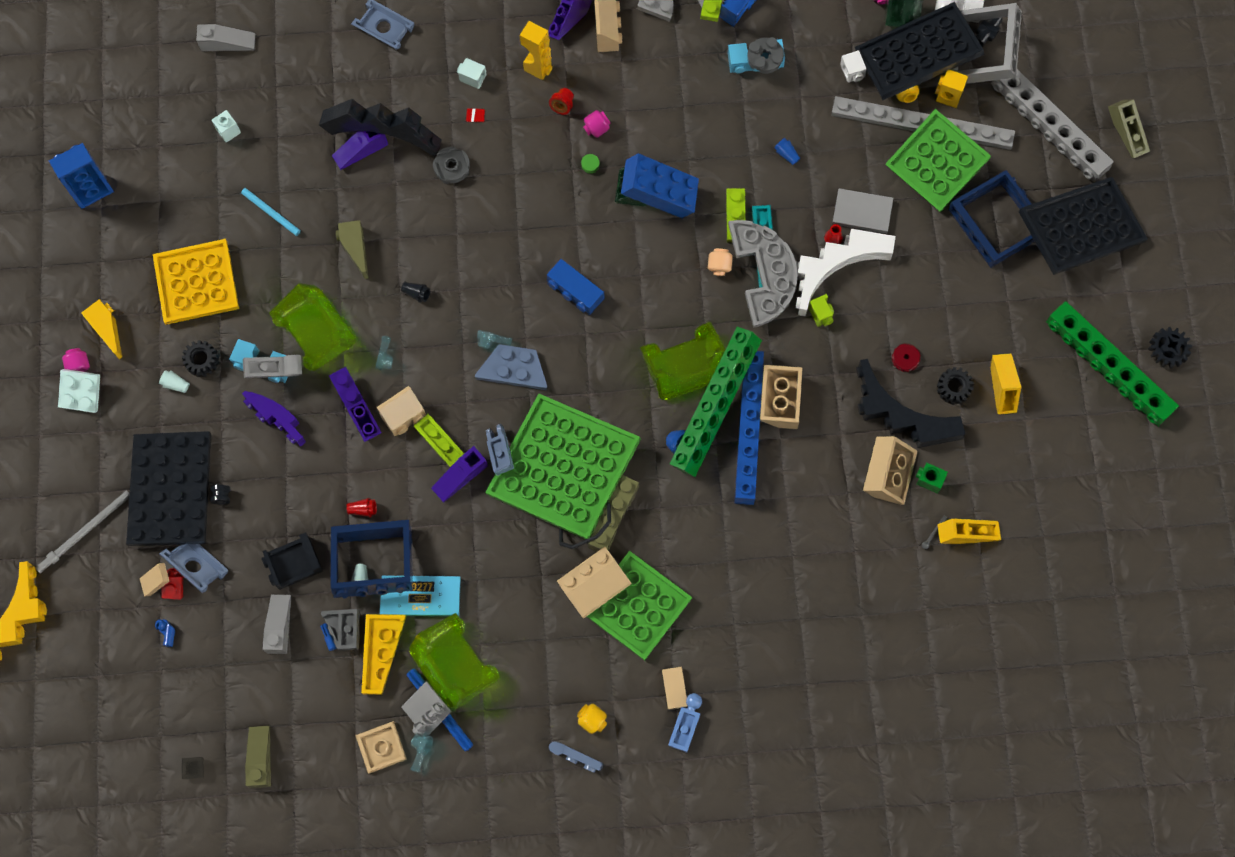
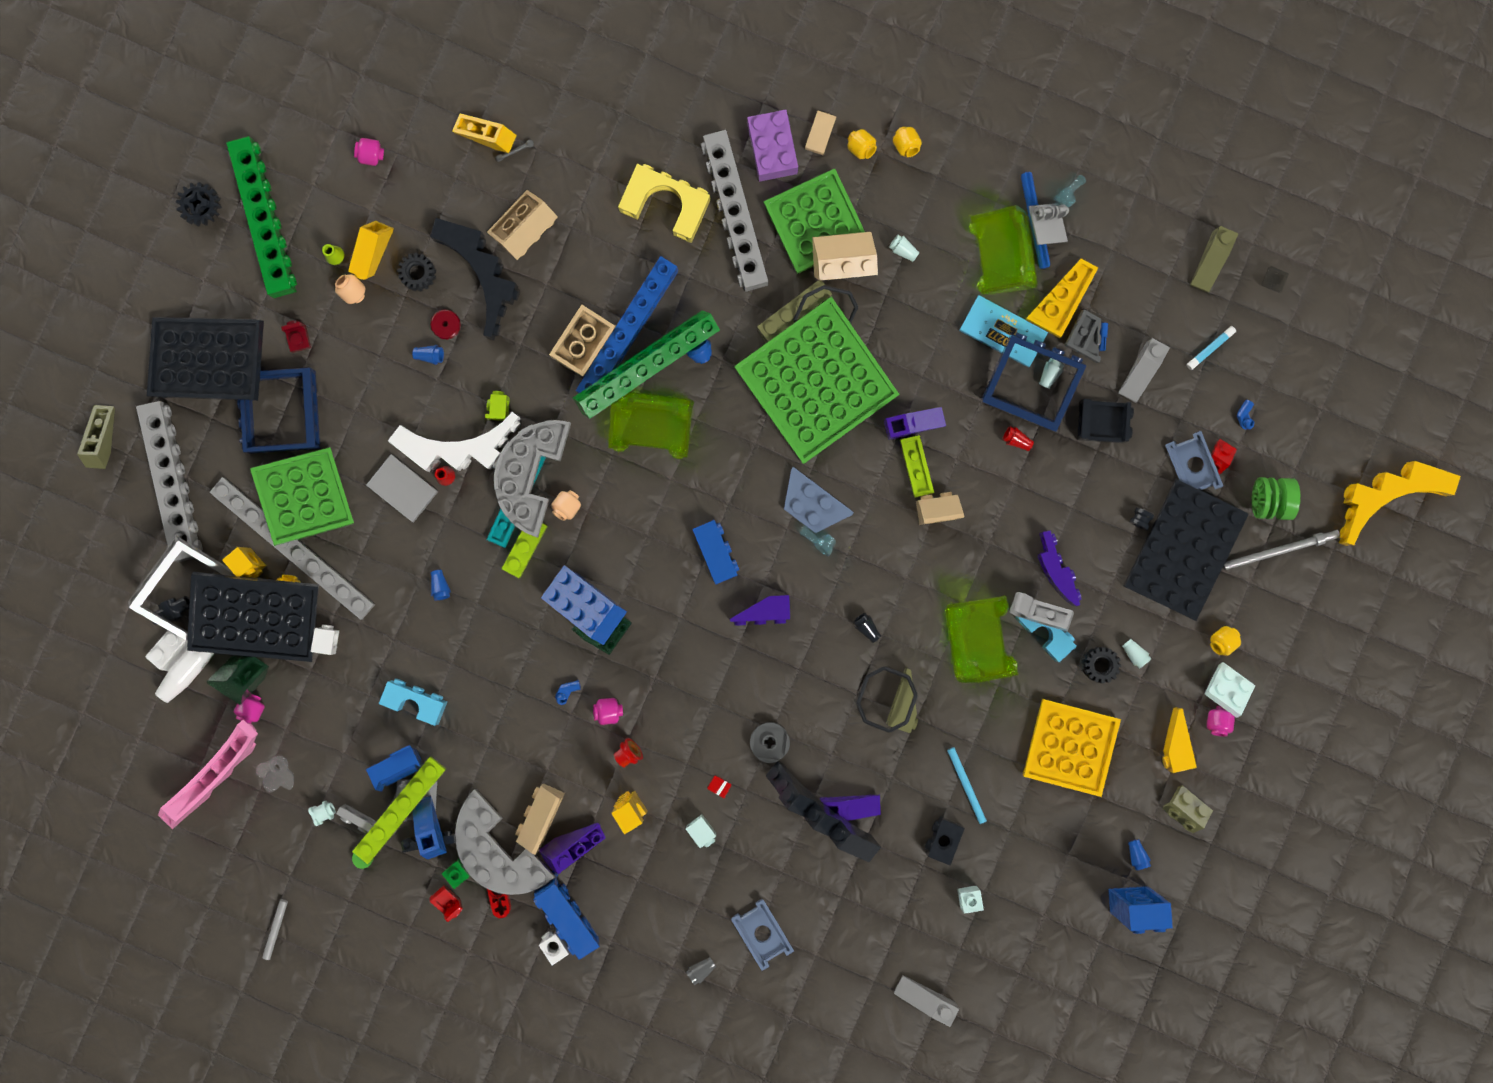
camera: 160 degrees left, 15 degrees up
(72, 280) = (1188, 810): none -> olive bracket
(99, 225) = (1138, 855): none -> blue cone
(100, 429) = (1225, 641): none -> yellow head
(103, 568) = (1276, 498): none -> bright green wheel
(154, 579) = (1237, 465): tan tile -> none
(224, 677) = (1210, 348): none -> medium azure bar
(269, 170) = (946, 852): none -> black brick
(355, 404) = (978, 541): dark purple slope -> none
(381, 747) = (1101, 214): tan tile -> none
(384, 360) = (930, 573): clear light blue bar -> none
(386, 224) = (910, 708): none -> black piece
(499, 450) = (867, 425): sand blue hinge -> none
(506, 264) = (770, 608): none -> dark purple slope
(547, 622) = (903, 248): none -> light aqua cone
(575, 756) = (937, 117): sand blue hinge -> none
(590, 163) = (635, 674): bright green tile -> none
(631, 694) = (861, 144): none -> yellow head
(640, 124) = (564, 691): none -> blue arm
(686, 724) = (827, 95): medium blue plate -> none
(711, 650) = (772, 145): none -> medium lavender brick
(755, 566) = (646, 182): none -> light yellow arch
(758, 630) = (720, 143): none -> light grey brick
(761, 46) = (410, 703): dark grey plate -> none
(904, 324) = (430, 354): none -> blue cone
(938, 473) = (483, 192): green brick -> none
(1001, 341) = (350, 289): none -> light nougat head
(1022, 285) = (296, 336): none -> dark red bracket
(1033, 364) = (333, 254): none -> lime cone
(1057, 463) = (368, 151): none -> dark pink head

